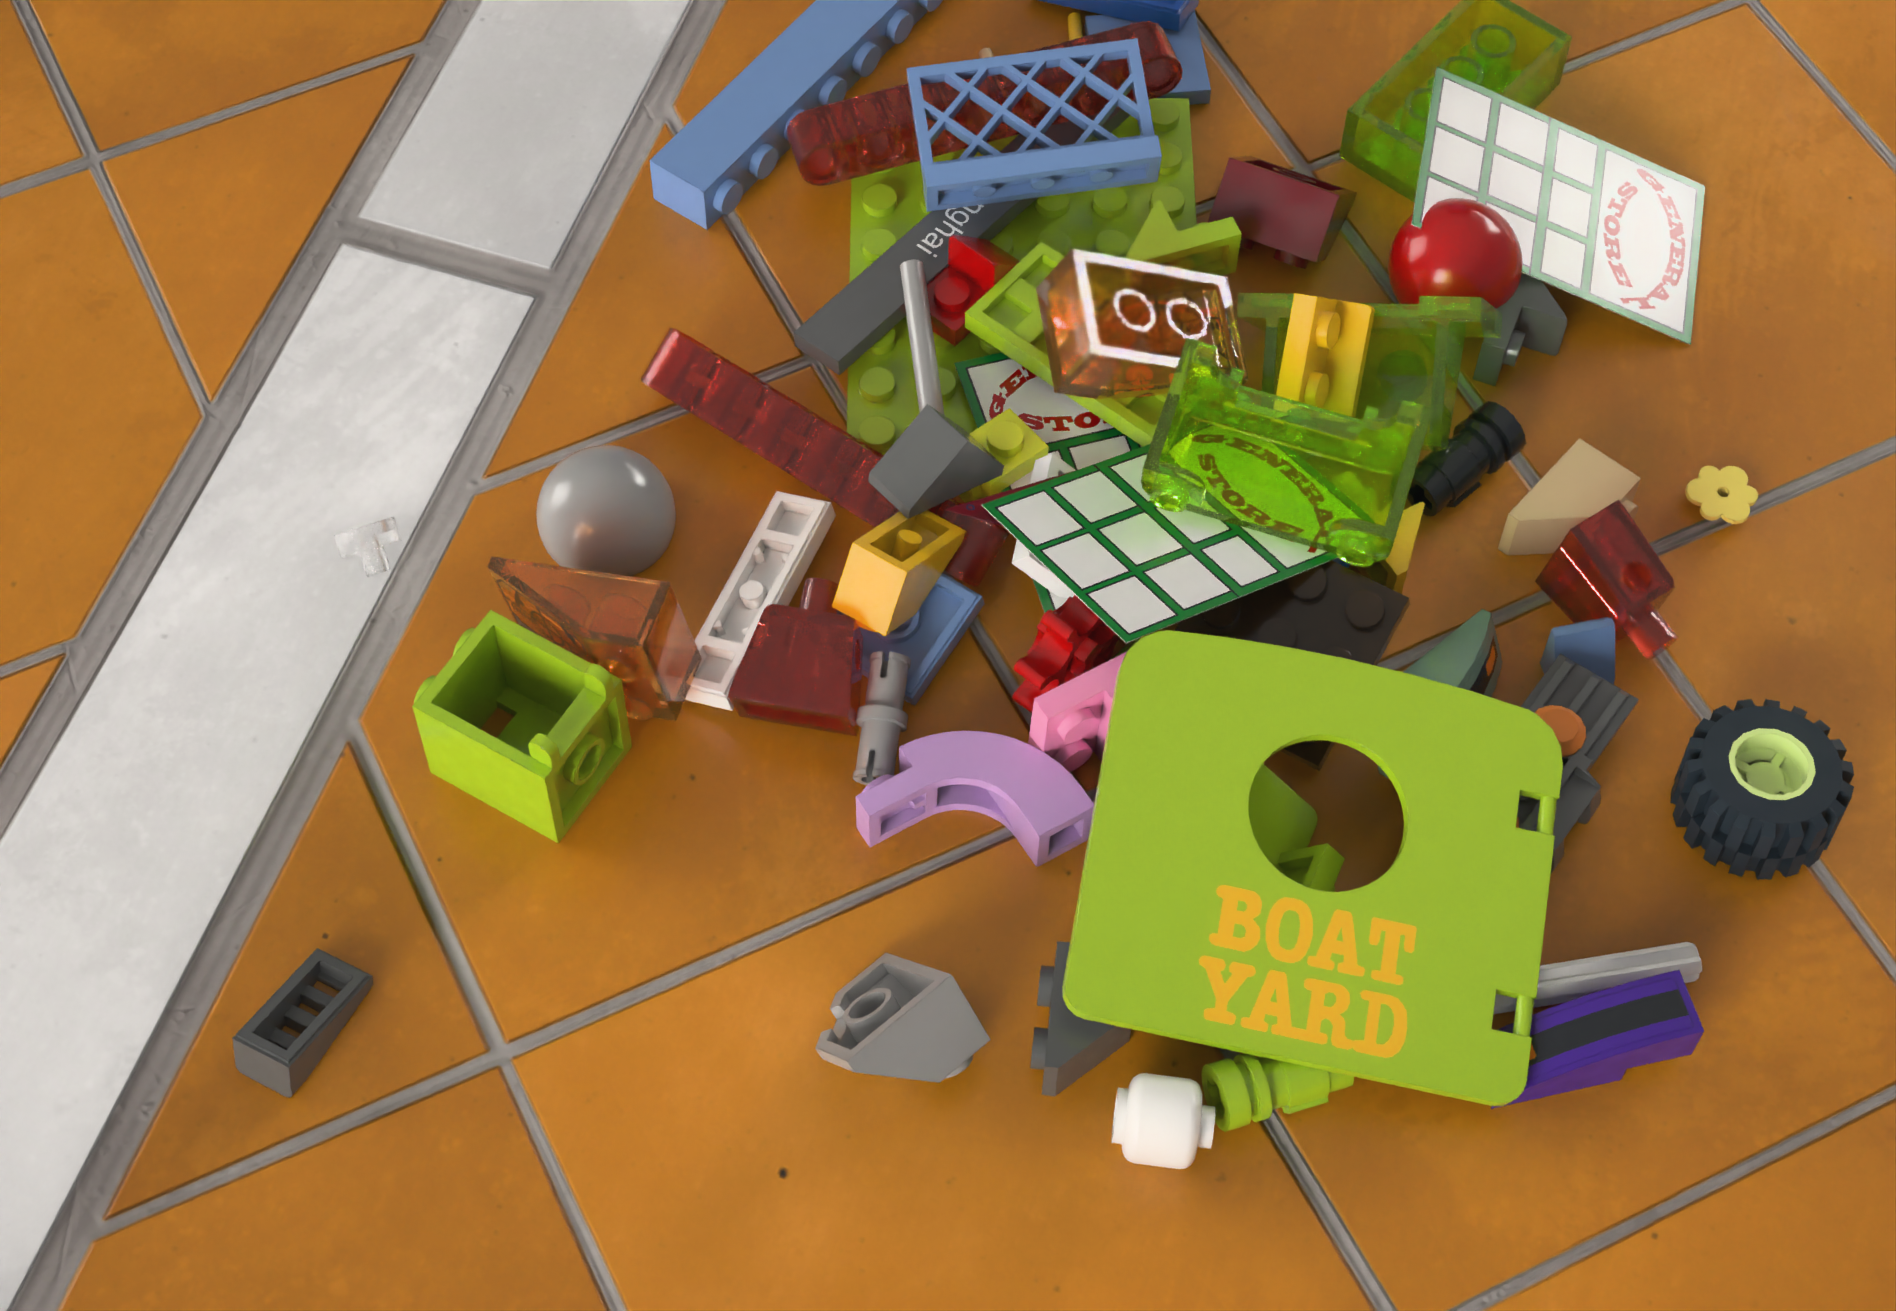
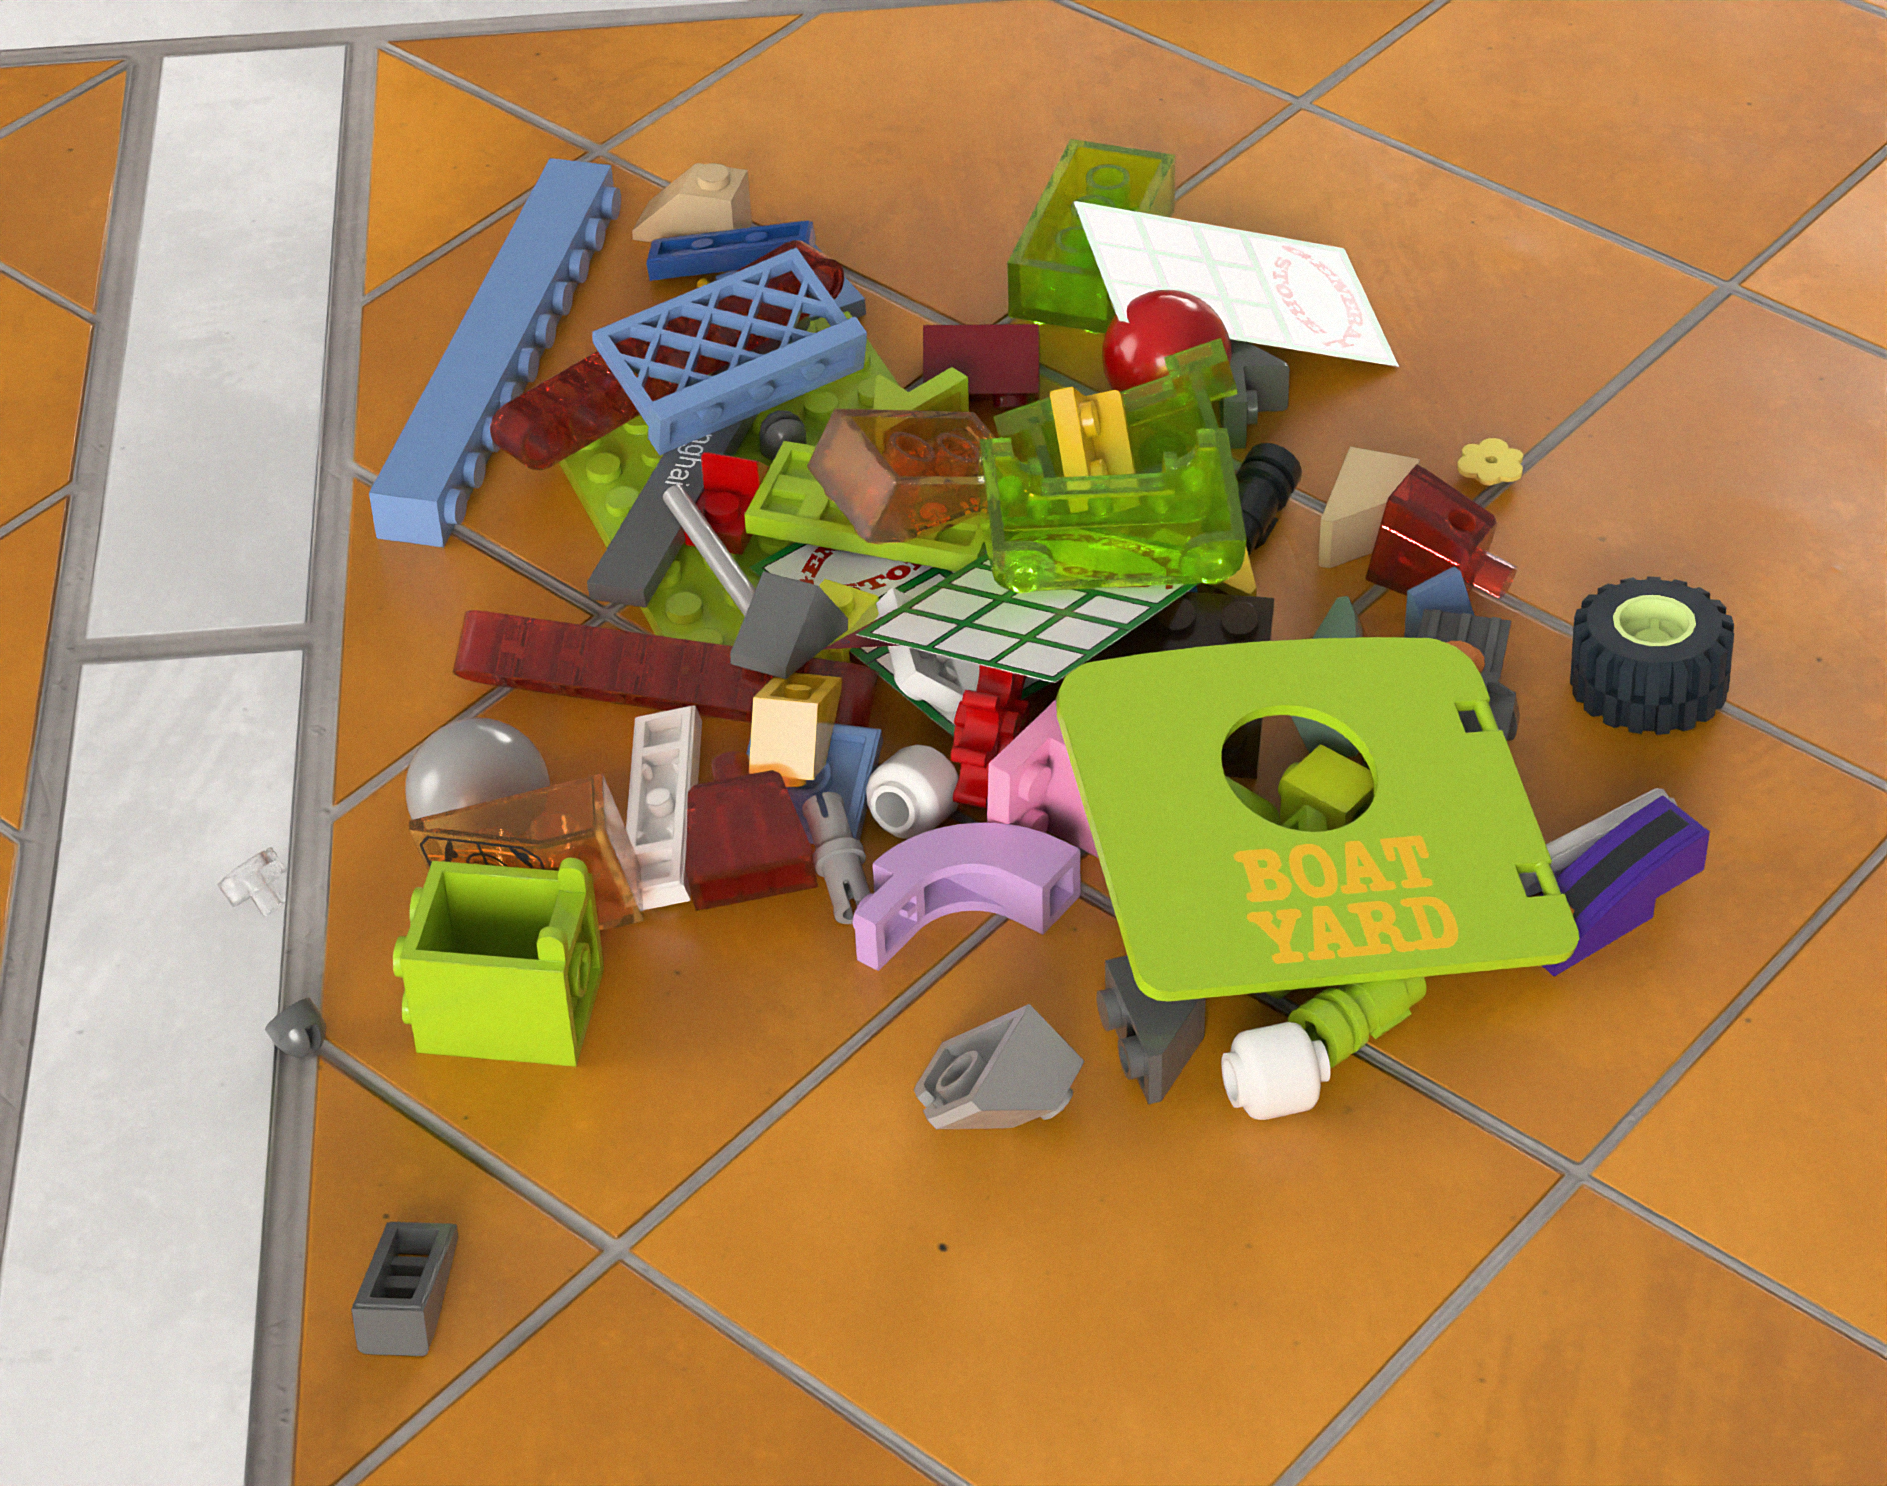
camera: 20 degrees left, 15 degrees down
(335, 708) = (298, 1029): none -> dark grey hinge
(978, 671) = (912, 791): none -> white head
(1053, 226) = (780, 427): none -> dark grey hinge
(1363, 827) = (1327, 784): none -> neon yellow brick

